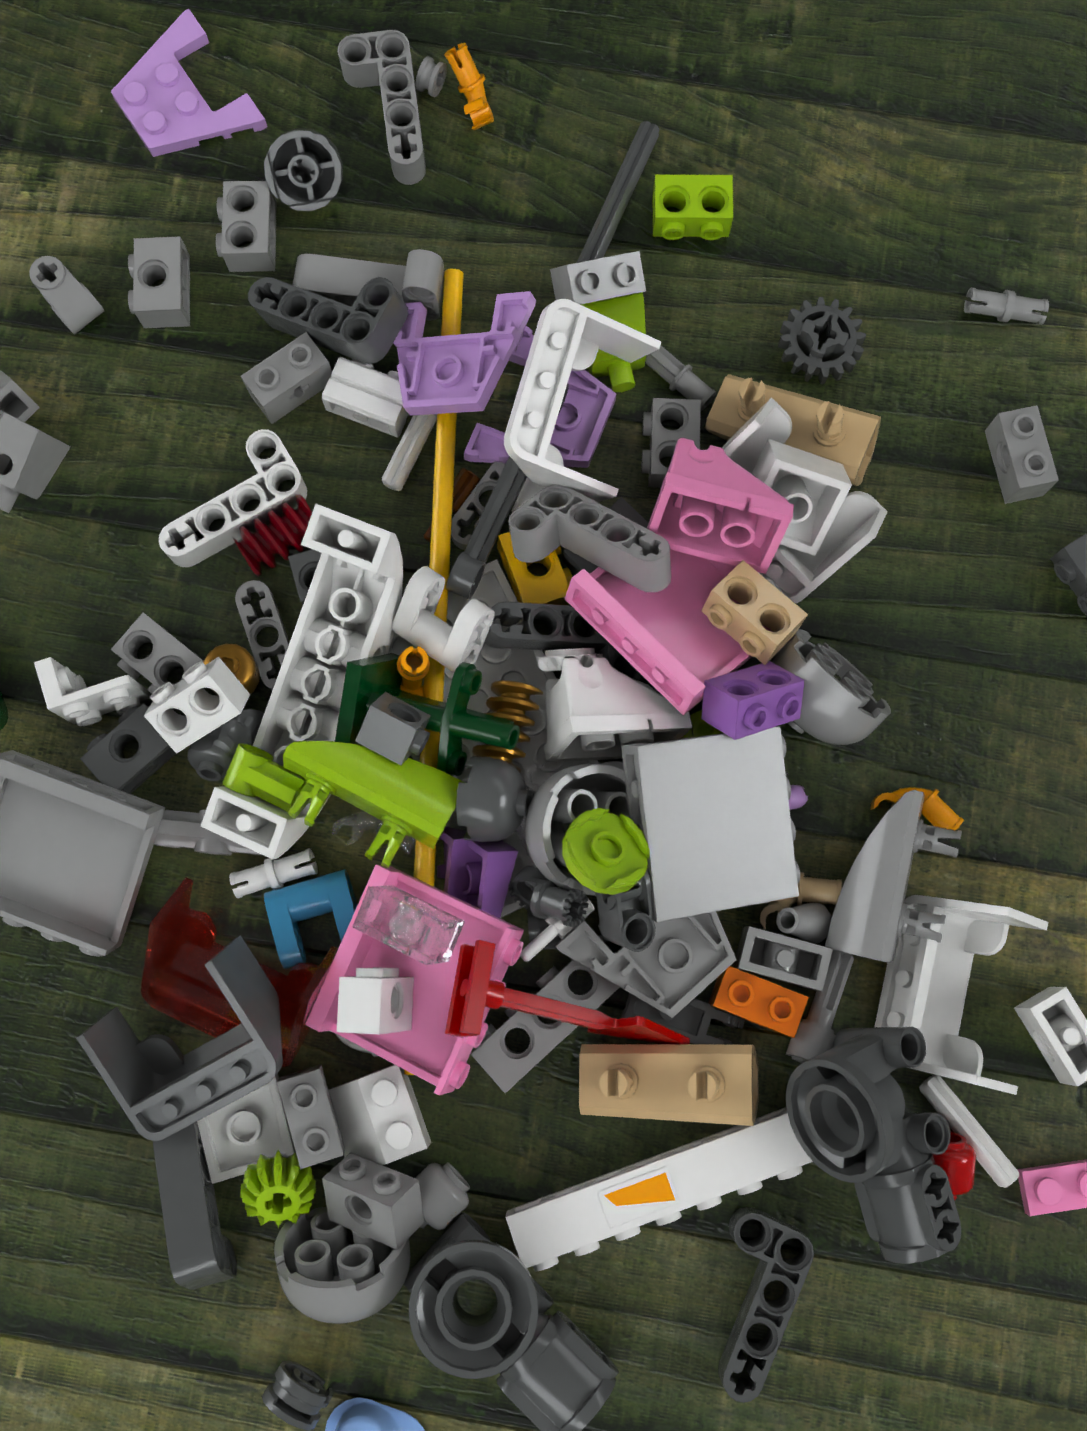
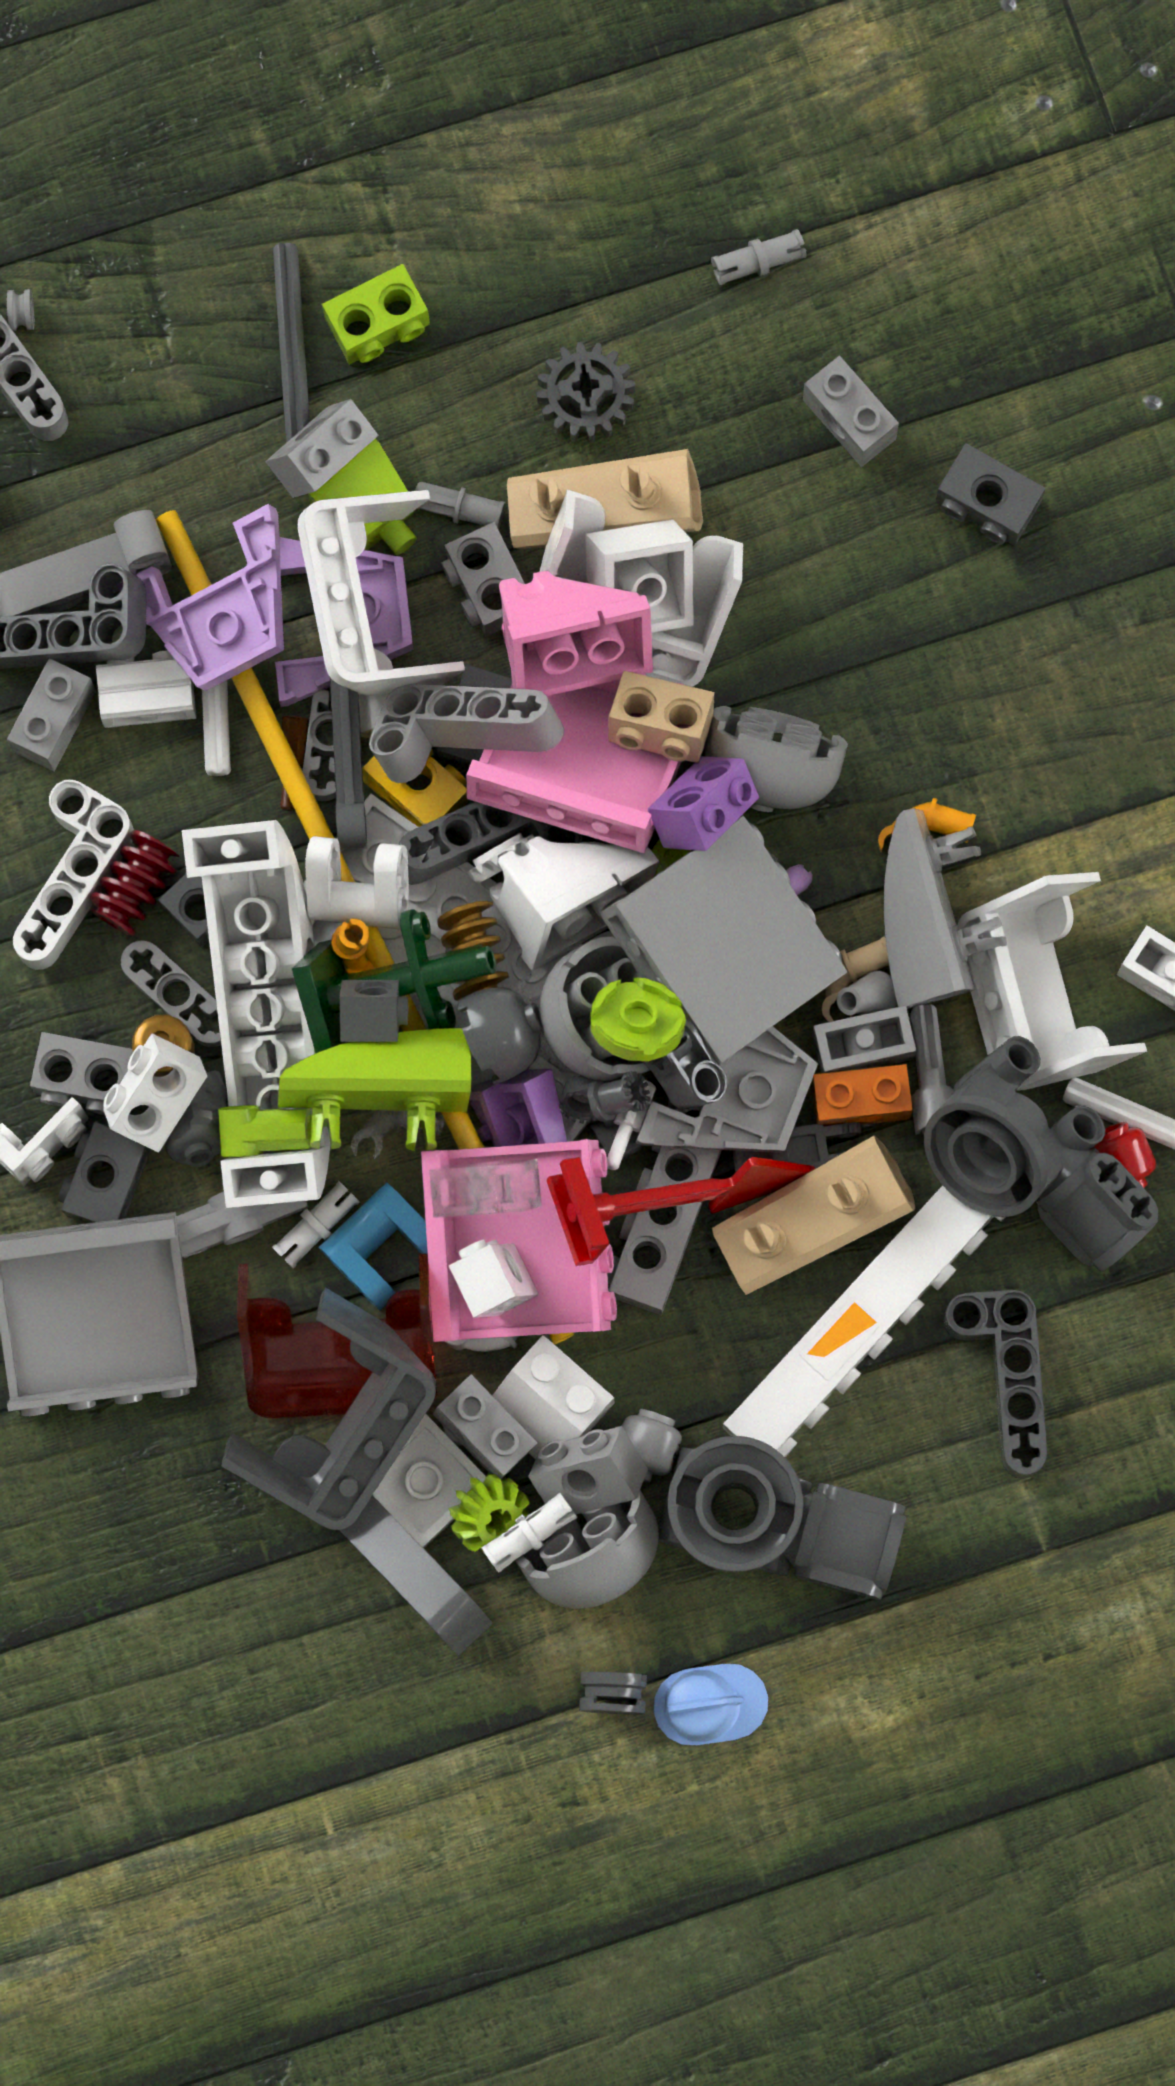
camera: 25 degrees left, 0 degrees up
(297, 1227) = (529, 1532): none -> white pin
(471, 85) = (67, 296): light orange piece -> none

